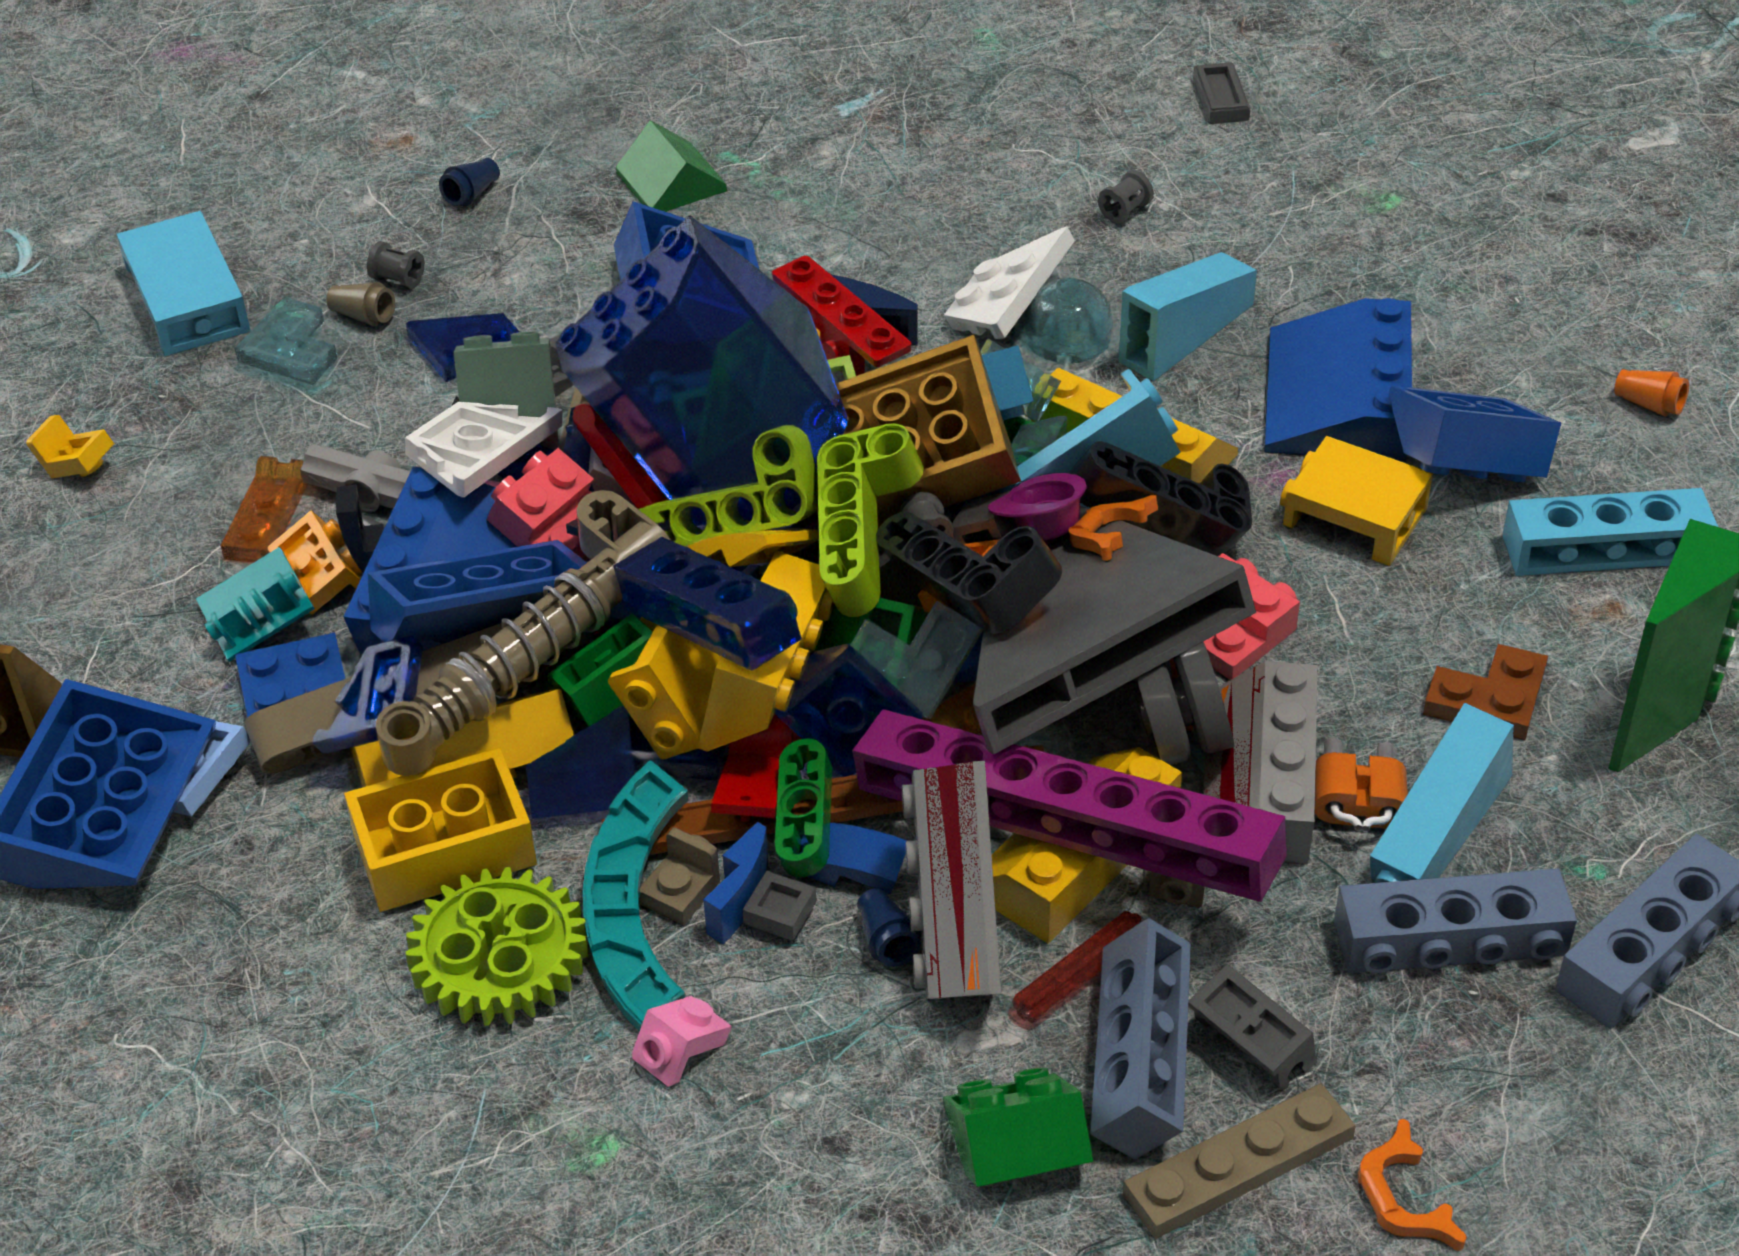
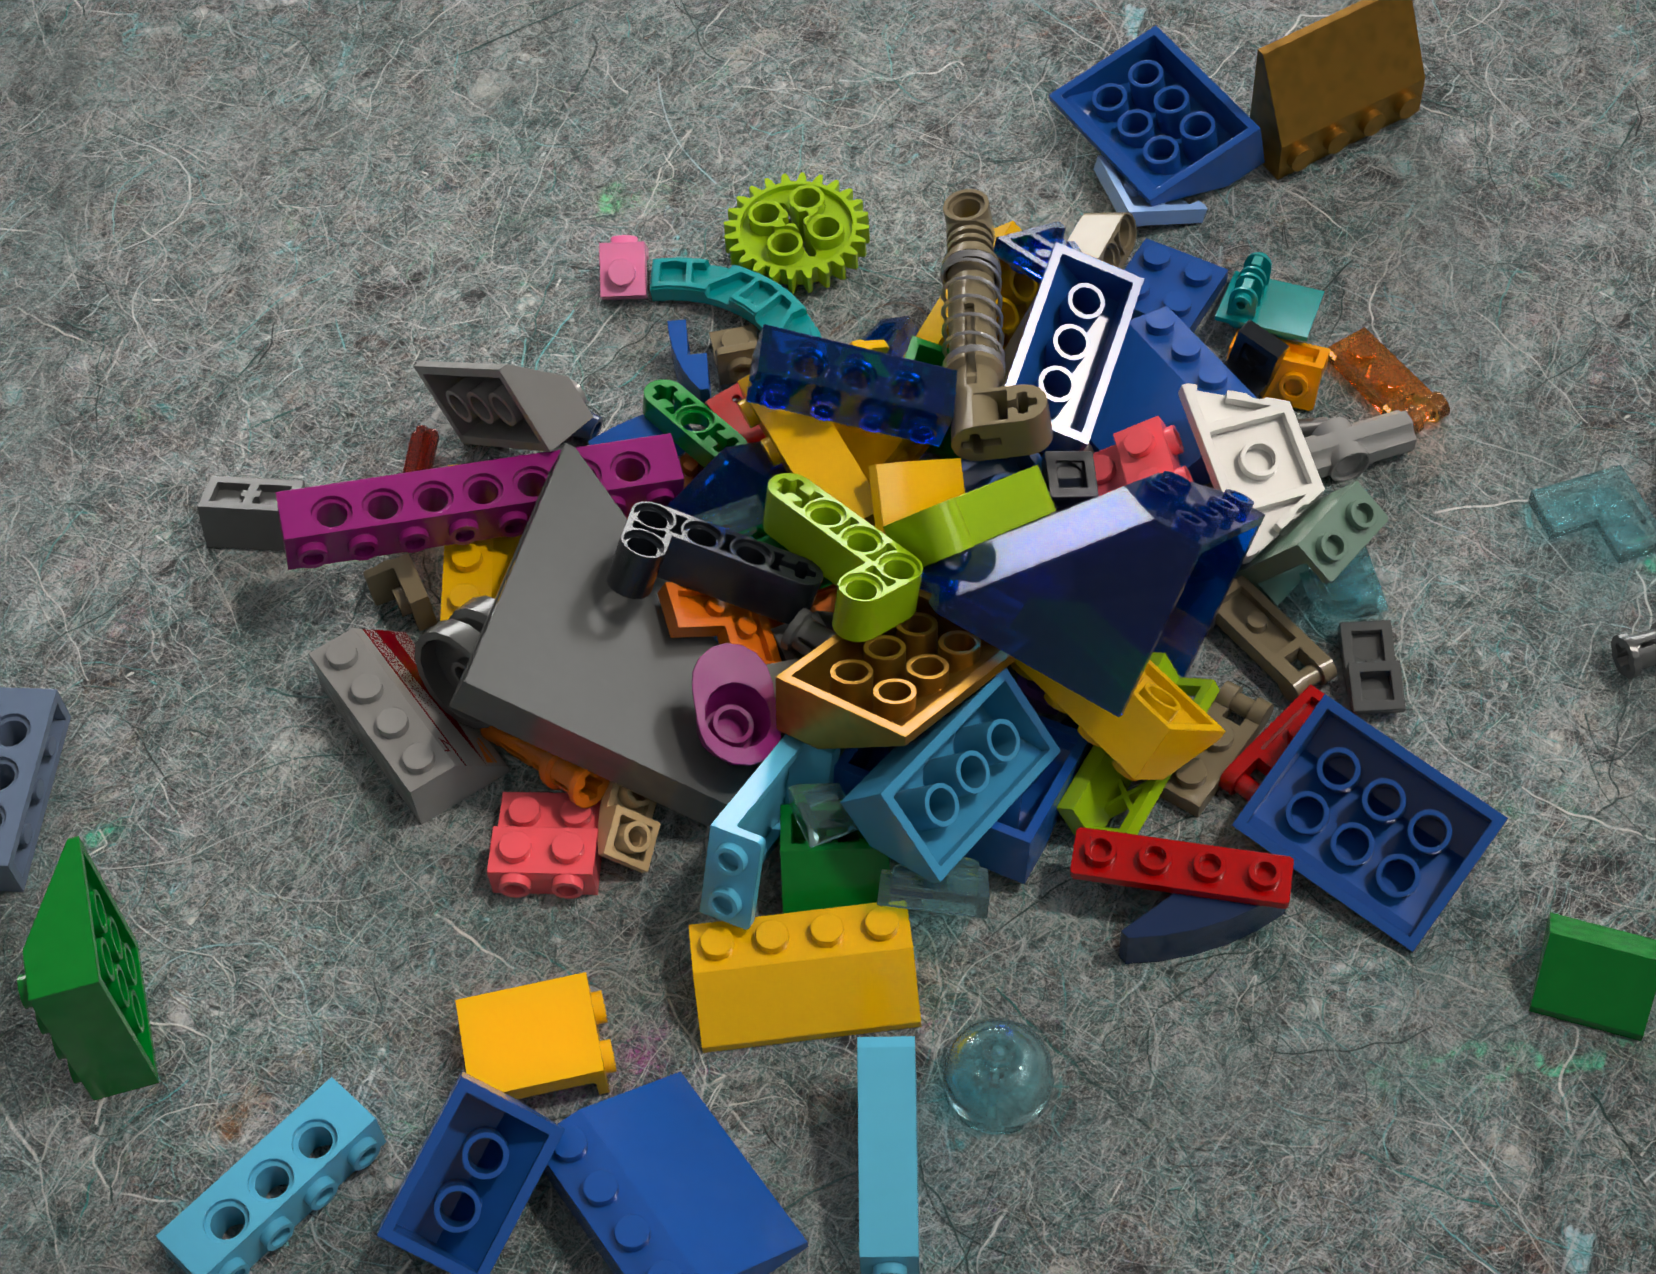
camera: 140 degrees right, 10 degrees up
(68, 453) = (1587, 307): yellow bracket -> none
(364, 302) = (1609, 593): dark tan cone -> none
(439, 827) = (900, 253): yellow brick -> none
(440, 336) = (1480, 633): clear blue wing -> none
(779, 905) = (645, 370): dark grey plate -> none
(1007, 285) = (1084, 1043): white wing -> none
(1018, 1126) = (360, 356): green slope -> none
(1083, 533) = (683, 723): orange helmet -> none
(1141, 1040) = (307, 428): sand blue brick -> none
(1200, 514) = (646, 897): black beam -> none
(1238, 1160) = (207, 446): dark tan plate -> none
(1359, 790) = (315, 751): orange piece -> none
(1390, 1215) = (81, 479): orange helmet -> none
(1446, 799) = (230, 773): medium azure slope -> none
(1454, 920) = (166, 690): sand blue brick -> none
(1506, 693) = (264, 930): dark orange plate -> none

